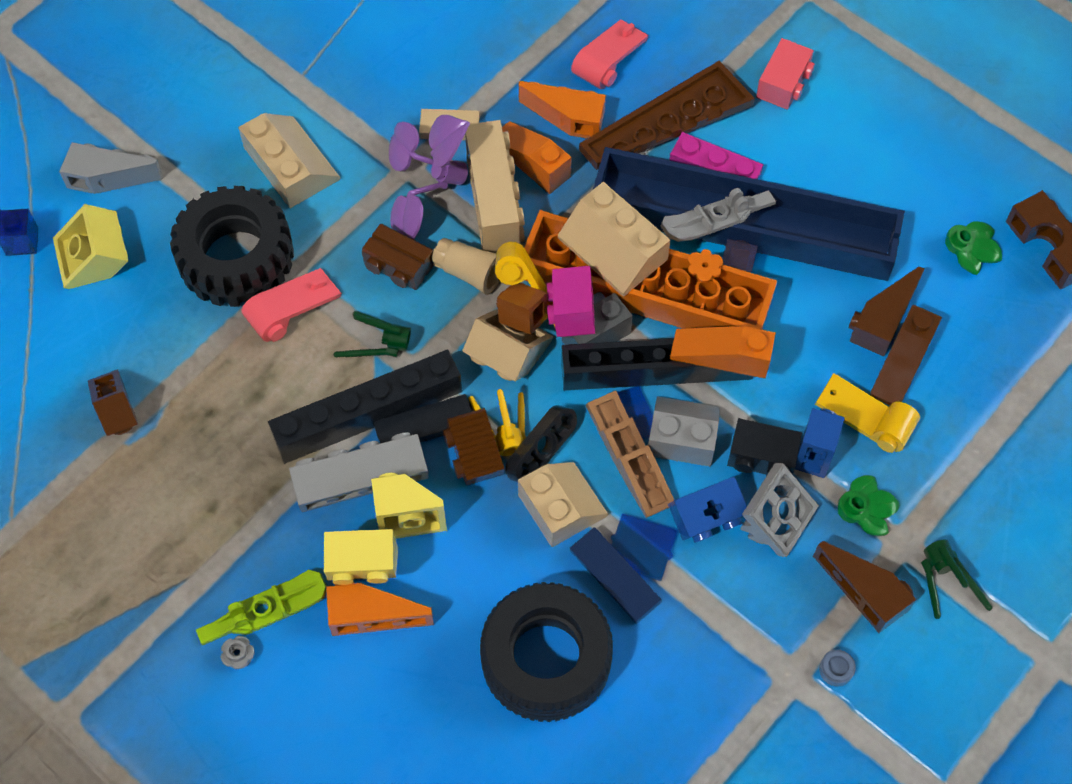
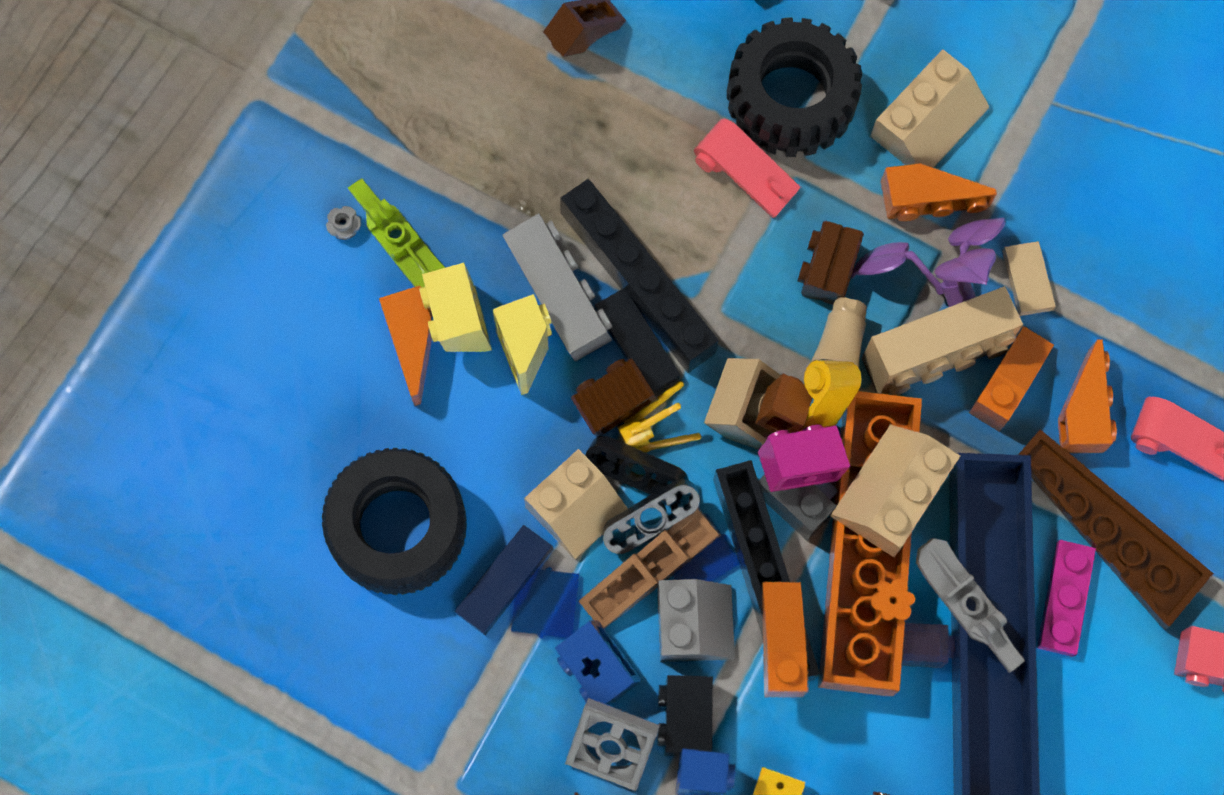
camera: 75 degrees right, 10 degrees up
(353, 175) = (925, 190): none -> orange slope
(394, 336) = (731, 285): dark green plant -> none
(582, 451) = (678, 510): none -> beam

